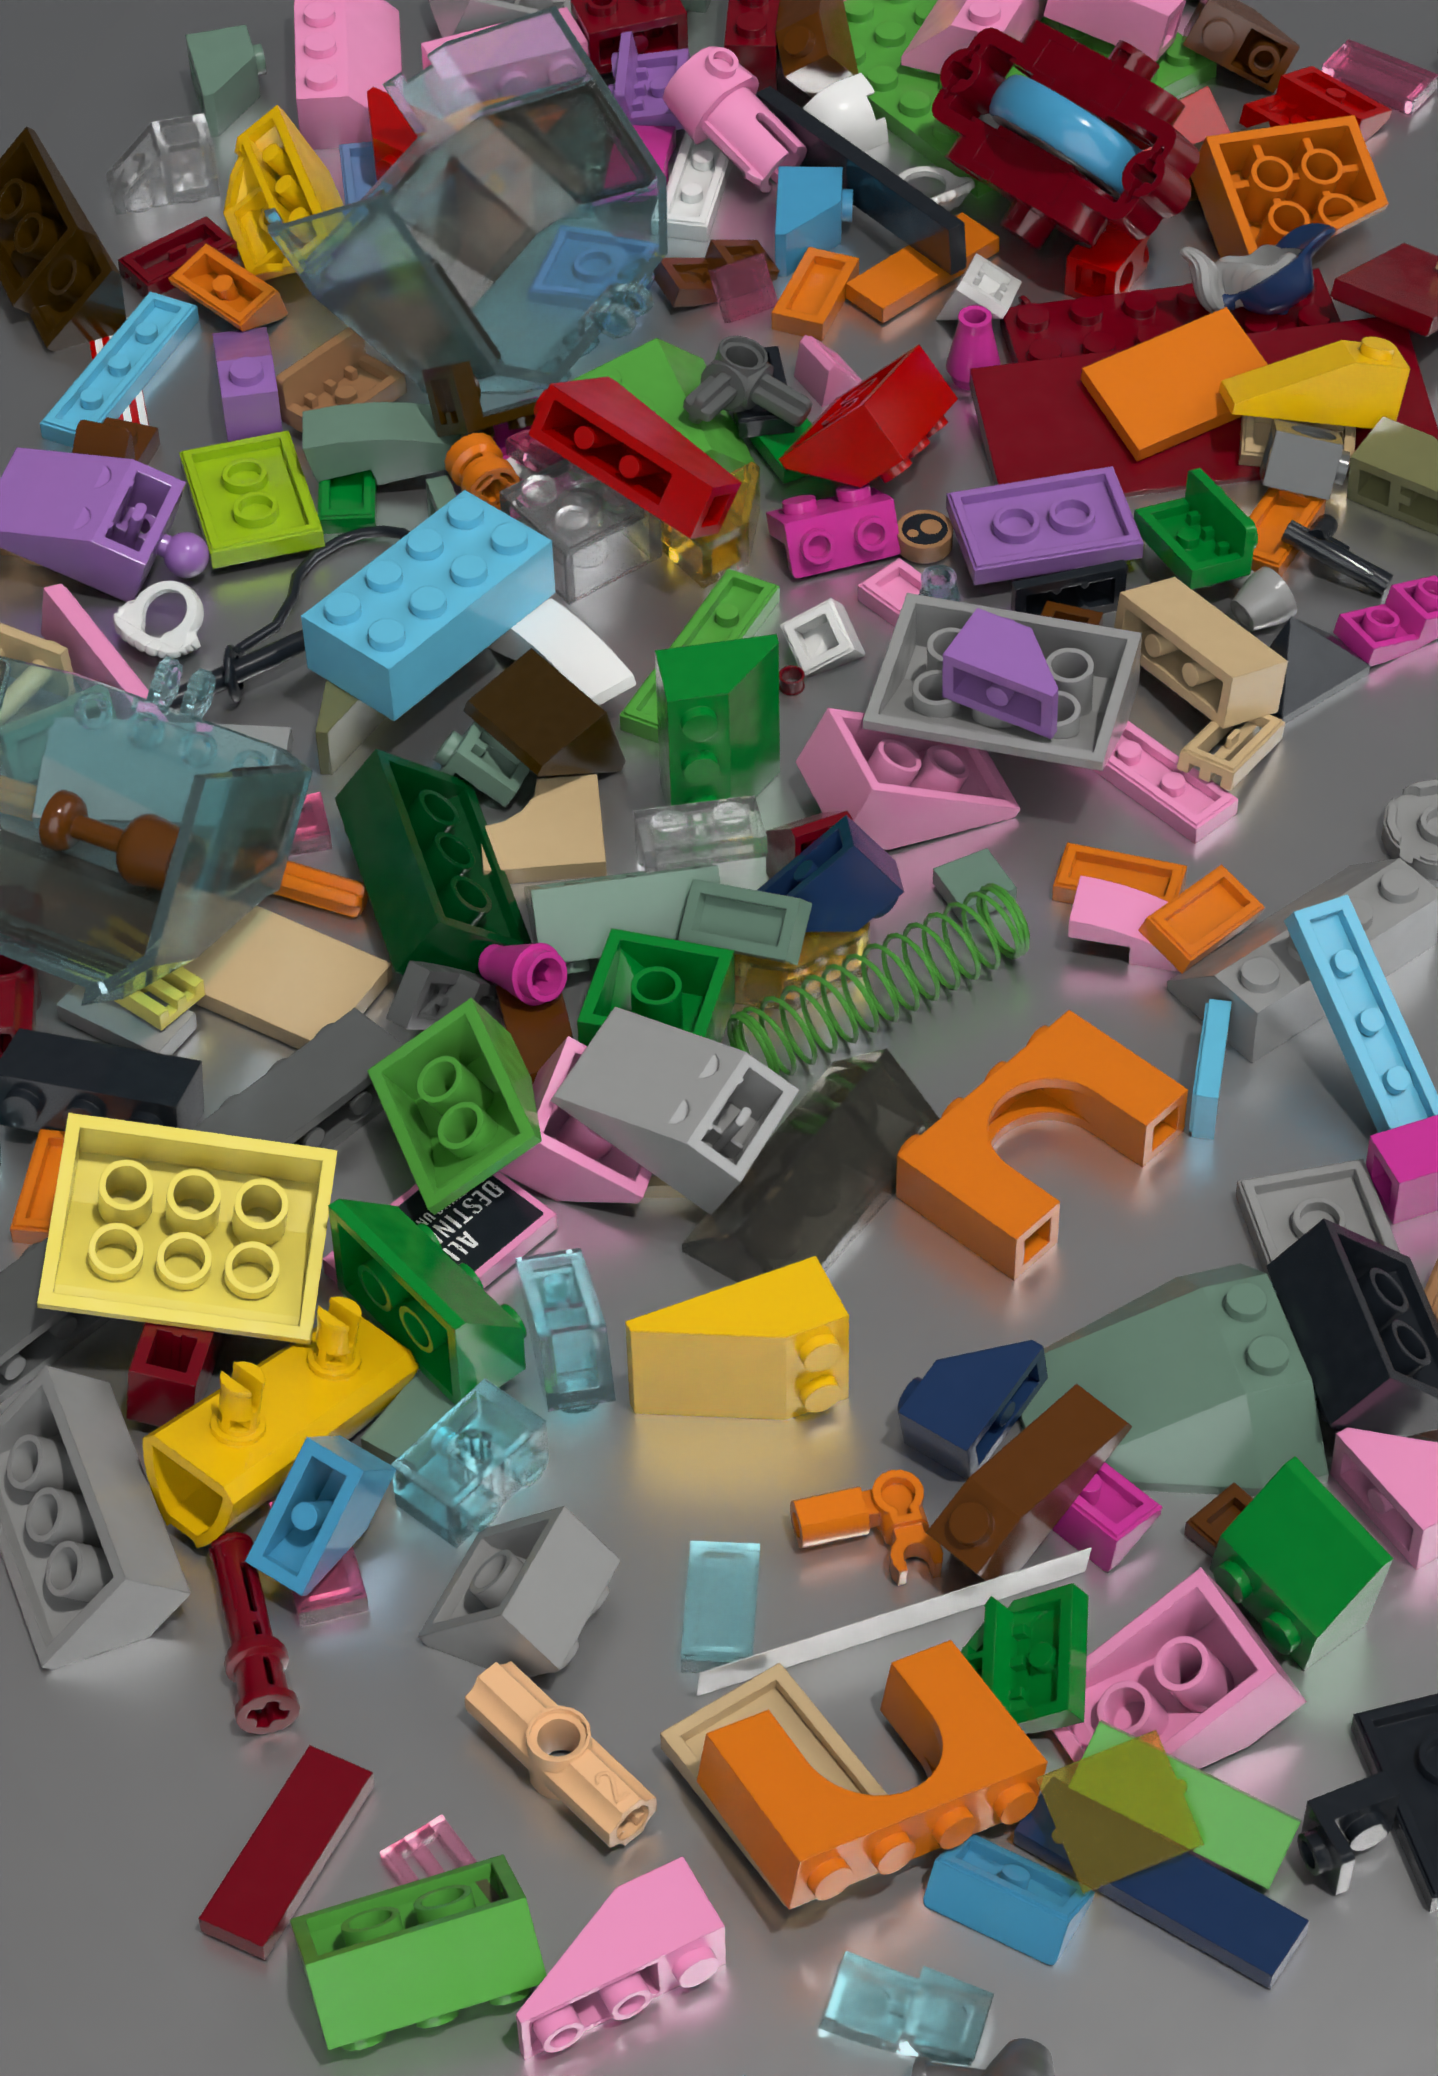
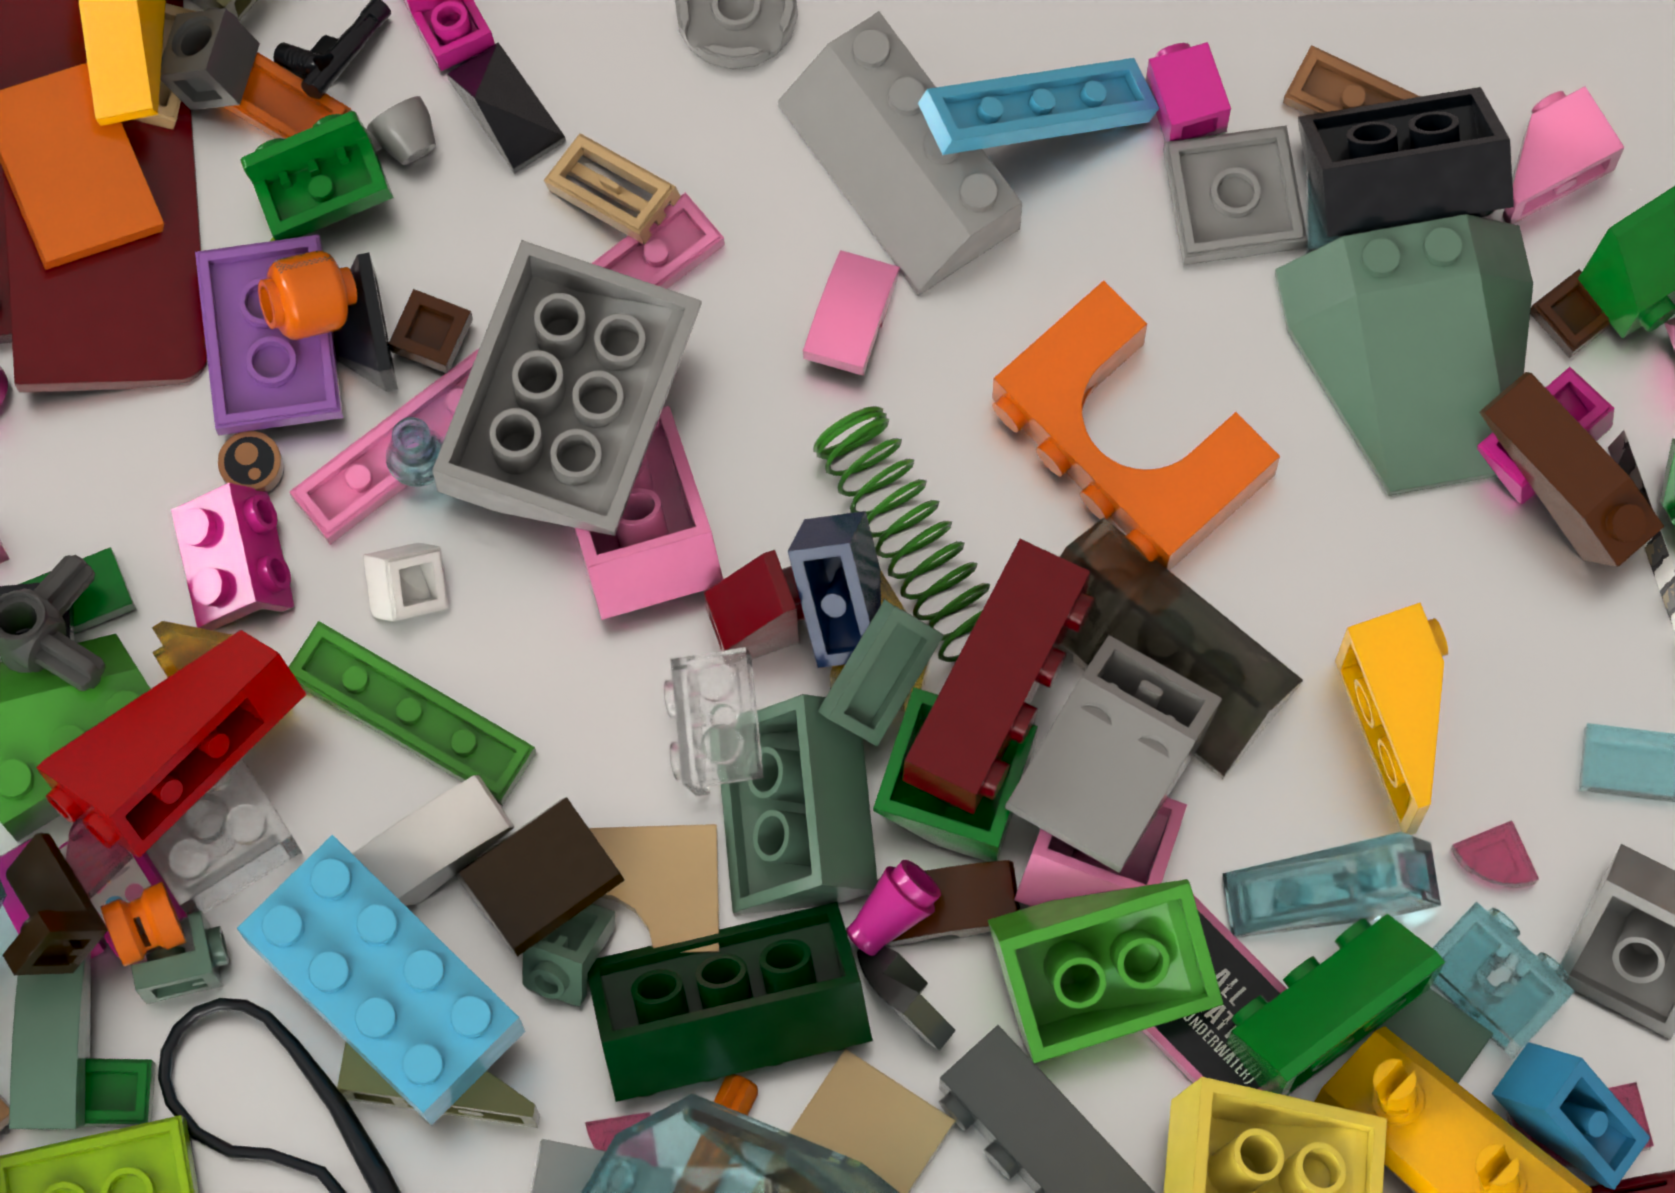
camera: 85 degrees left, 25 degrees up
(609, 1474) = (1497, 857): none -> clear pink tile
(718, 719) = (610, 693): green slope -> none
(742, 990) = (997, 677): none -> dark red brick
(791, 688) = (453, 609): dark red piece -> none
(875, 424) = (102, 496): red slope -> none
(890, 1506) = (1545, 605): orange bar -> none
(967, 875) = (775, 460): sand green tile -> none
(970, 1403) = (1453, 519): dark blue slope -> none
(1002, 673) = (590, 377): medium lavender slope -> none
(1072, 518) = (306, 295): none -> orange head
(1145, 874) = (780, 321): orange tile -> none
(1201, 919) = (854, 246): orange tile -> none
(1202, 652) = (493, 198): tan brick -> none
(1210, 1069) = (1049, 260): medium azure tile -> none

